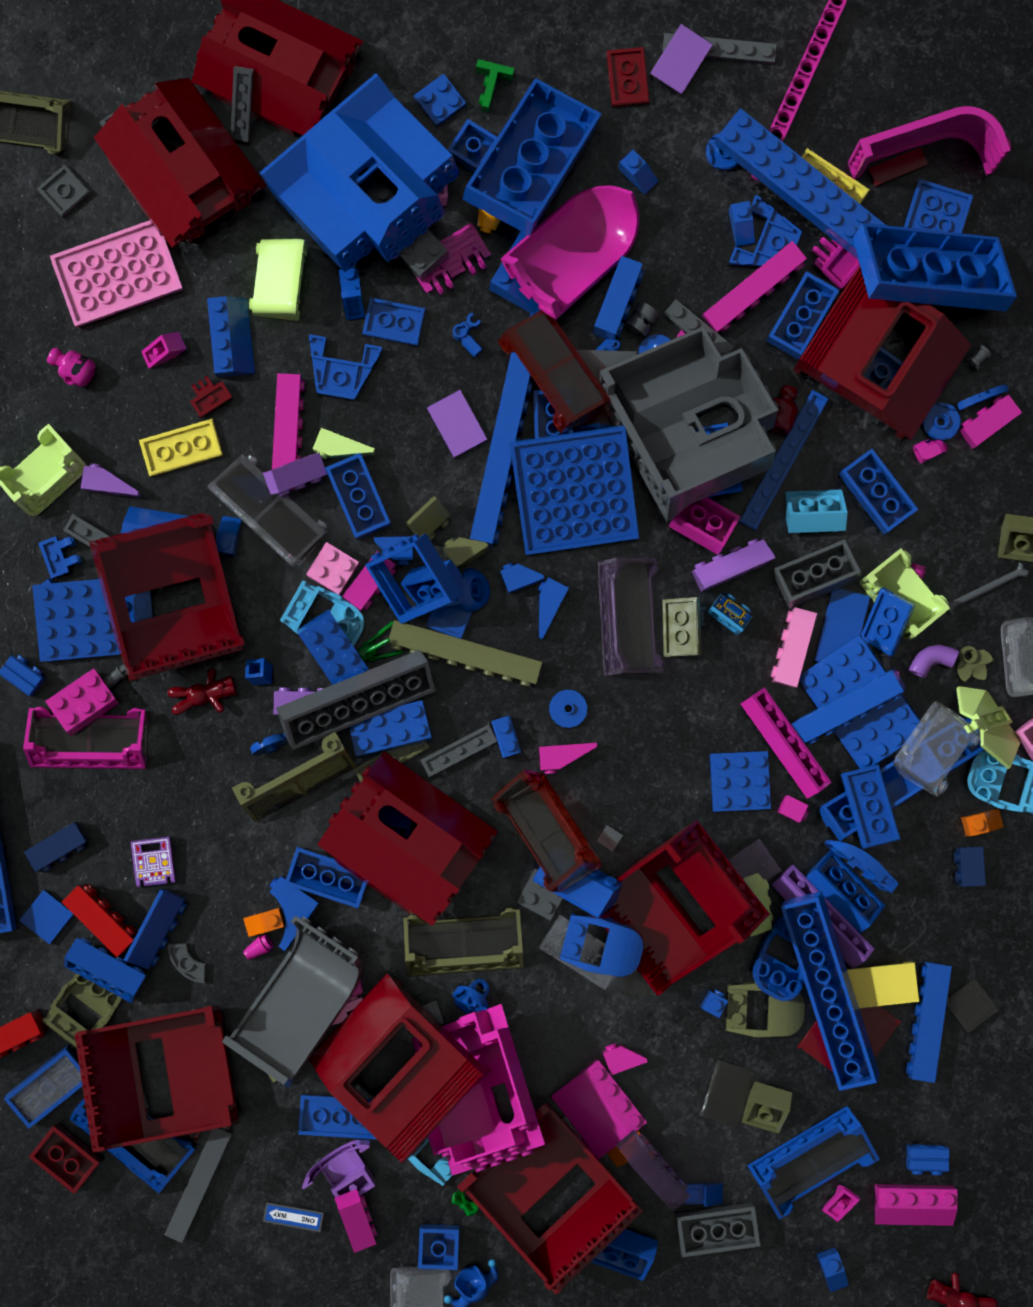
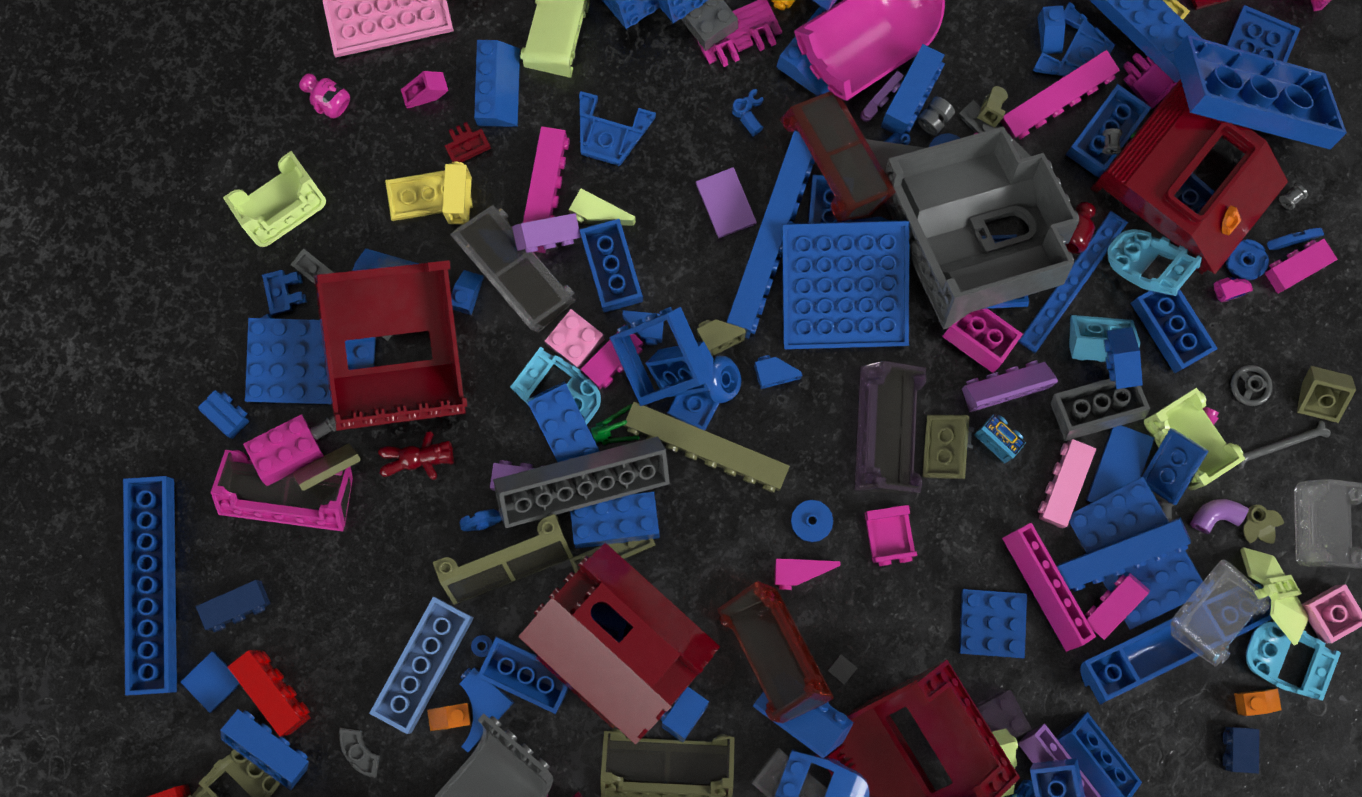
camera: 10 degrees right, 5 degrees down
(101, 481) = (339, 218): medium lavender slope -> none
(123, 713) = (326, 467): none -> tile
(155, 865) = (336, 639): medium lavender container -> none
(155, 929) = (328, 709): blue slope -> none
(208, 447) = (457, 193): none -> light yellow window
(233, 879) = (421, 665): none -> medium blue brick
(258, 671) = (479, 440): blue brick -> none
(258, 947) = (440, 744): dark pink cone -> none
(280, 851) = (481, 653): none -> blue plate
(351, 294) = (630, 55): blue bracket -> none
(393, 321) = (671, 89): blue tile -> none
(429, 519) = (686, 294): olive slope -> none
(458, 750) = (687, 552): dark grey plate -> none
(472, 895) = (684, 714): none -> blue brick
(506, 736) = (741, 543): blue brick -> none
(539, 898) = (757, 727): dark grey plate -> none
(550, 599) = (805, 400): blue slope -> none
(589, 308) = (881, 97): none -> medium lavender hinge
(640, 713) = (890, 535): none -> dark pink panel
(692, 306) = (991, 106): none -> olive leg
(793, 809) = (1049, 661): dark pink brick -> none
(805, 327) = (1112, 141): none -> dark grey bush
(831, 529) = (1123, 358): none -> blue brick
(838, 425) = (1137, 249): none -> medium azure slope
(847, 751) = (1116, 605): none -> dark pink brick
(870, 806) = (1139, 669): blue tile -> none
(871, 867) = (1131, 736): blue slope -> none
(918, 391) = (1230, 220): none -> orange tile
(961, 536) = (1257, 380): none -> dark grey piece

